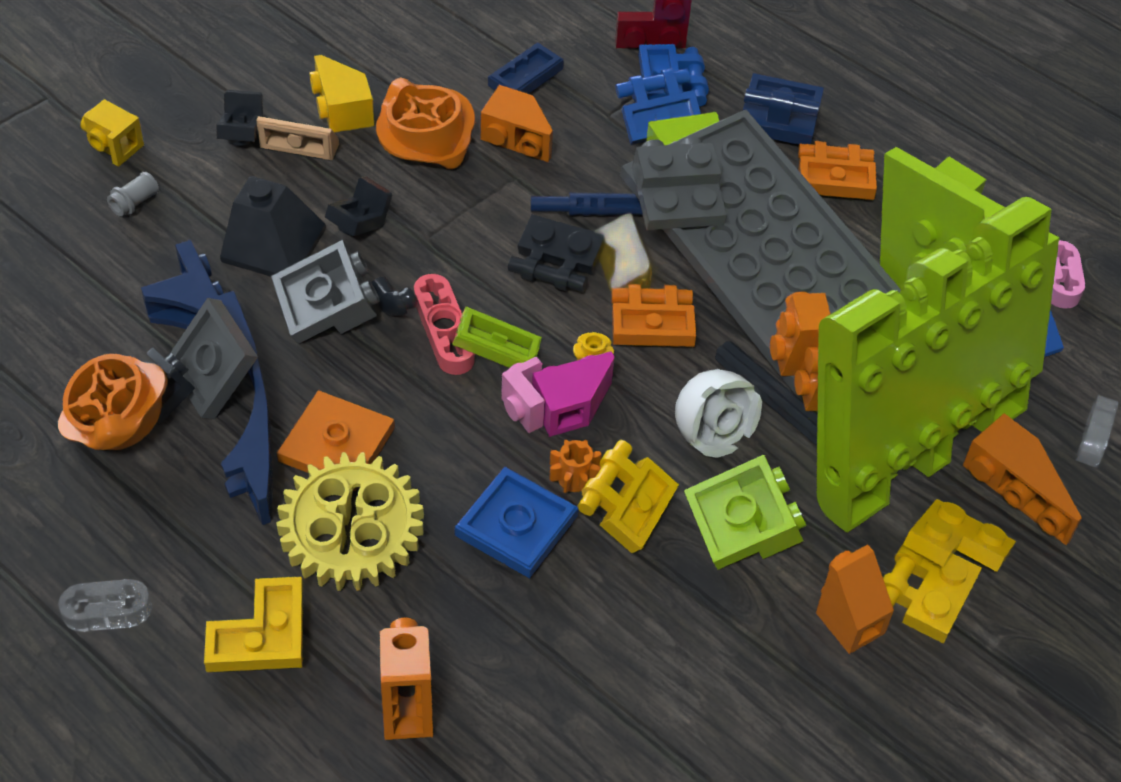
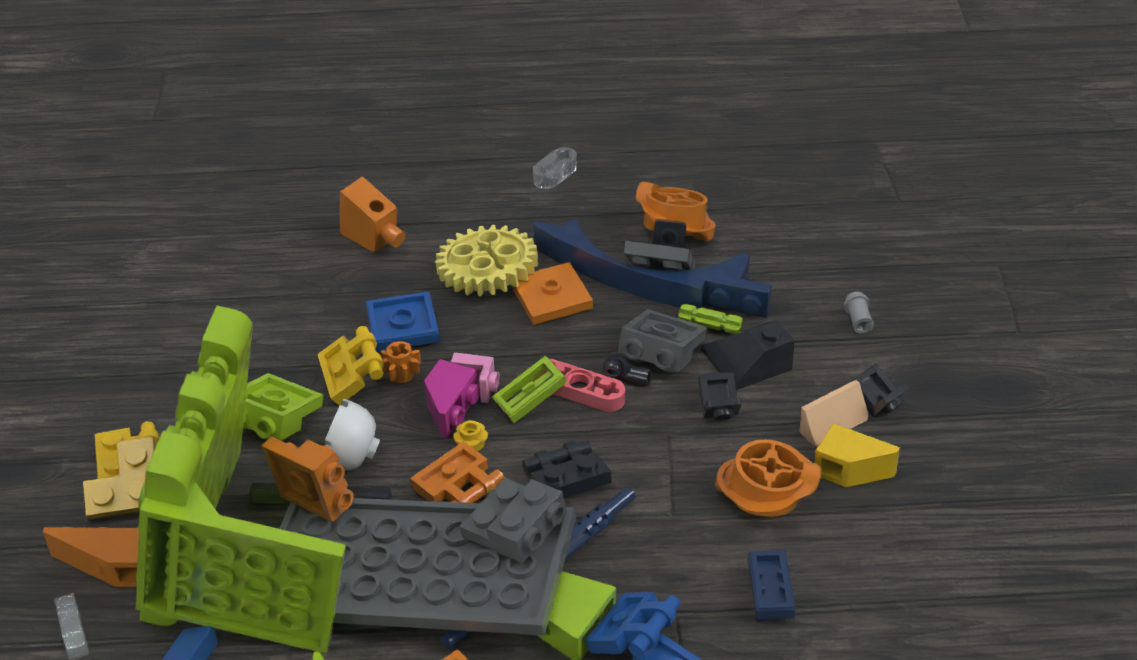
camera: 140 degrees right, 10 degrees down
(113, 131) = (932, 327): yellow brick -> none
(250, 291) = (710, 318): none -> lime axle
(266, 641) = (466, 203): yellow plate -> none
(516, 123) = (713, 533): orange slope -> none
(855, 599) = (158, 395): orange slope -> none

